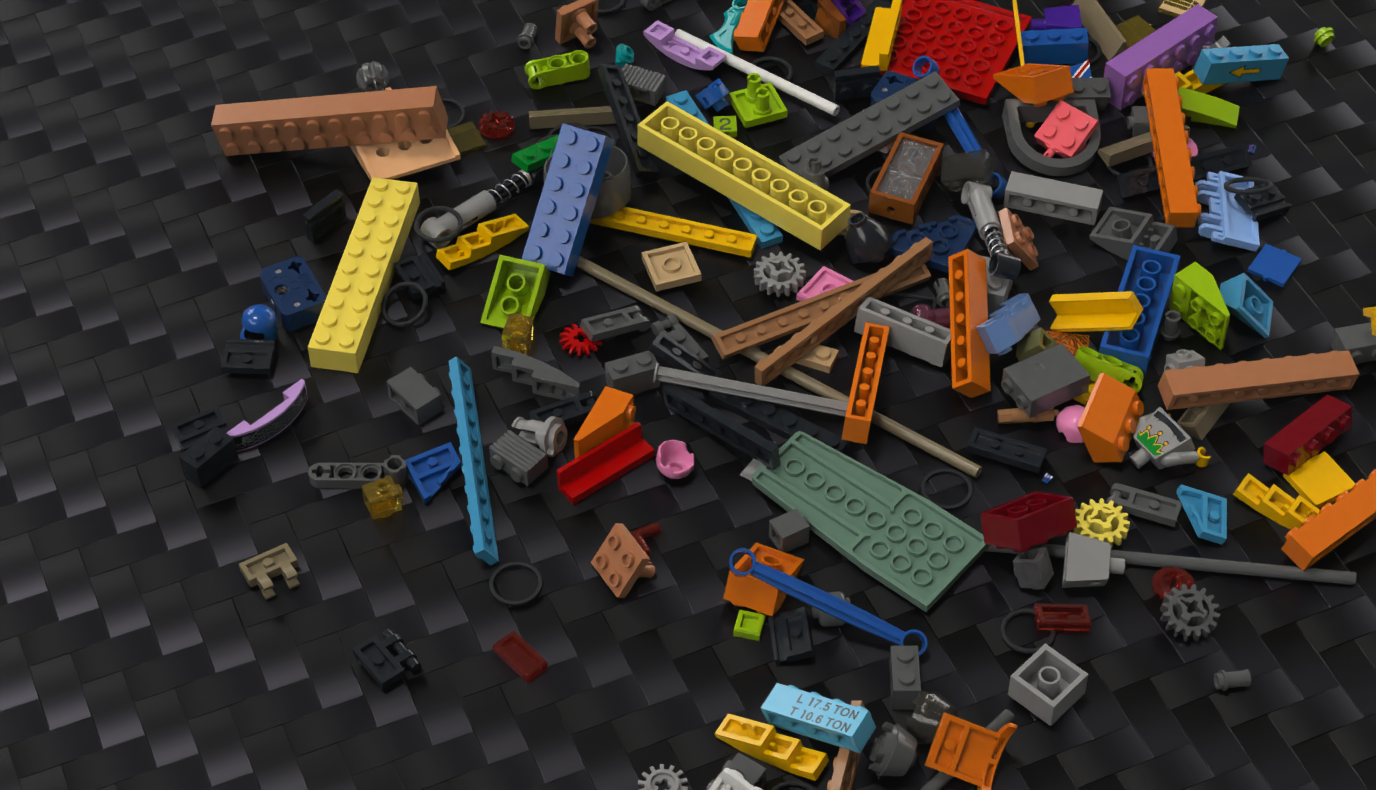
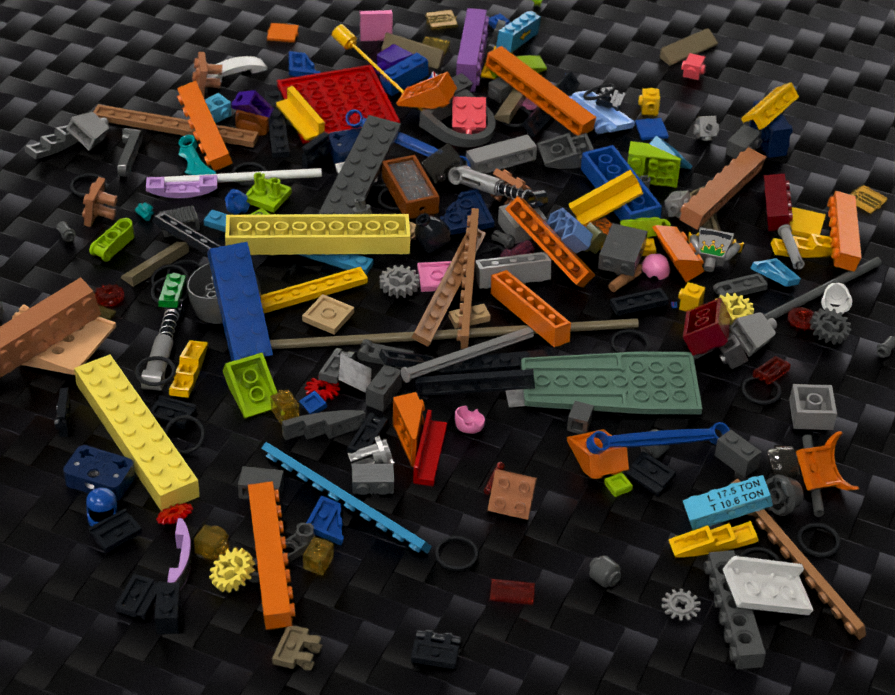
camera: 45 degrees left, 5 degrees down
(296, 459) = (232, 570): none -> light yellow gear
(311, 422) = (211, 542): none -> clear yellow brick
(312, 374) = (171, 515): none -> red gear
(337, 466) = (270, 556): none -> orange brick
(550, 348) = (313, 403): none -> blue plate
(621, 339) = (354, 373): none -> flat silver sticker
(624, 699) = (605, 571): none -> dark grey head
(1068, 480) = (691, 296): none -> yellow brick
(1239, 578) = (837, 294): none -> white hair
(1245, 38) = (493, 20): none -> blue plate
(1256, 494) = (792, 249): none -> light grey pin
(1304, 230) = (649, 101): none -> yellow brick
(1340, 299) = (706, 128): none -> light grey brick

